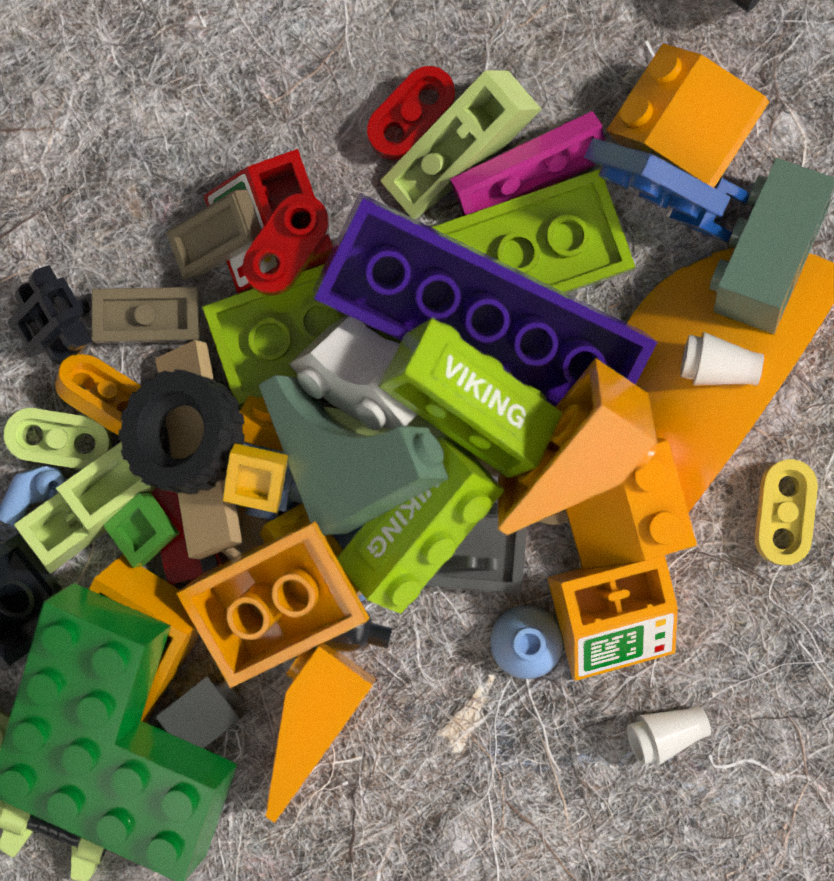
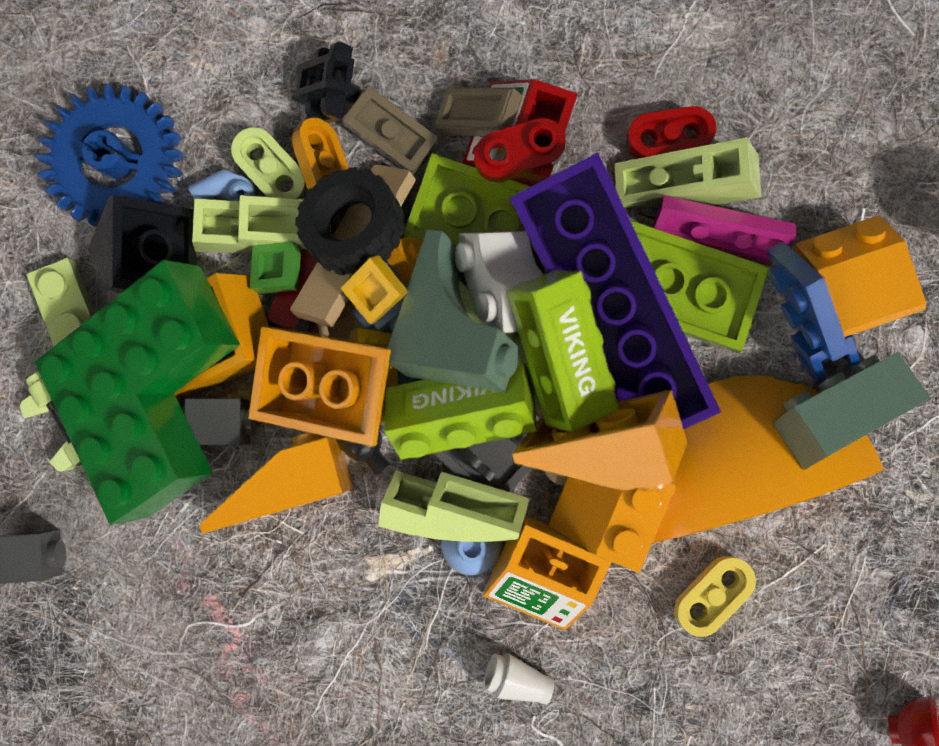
camera: 35 degrees right, 0 degrees up
(482, 623) = (451, 509): none -> yellowish green slope
(719, 362) = (752, 459): white cone -> none

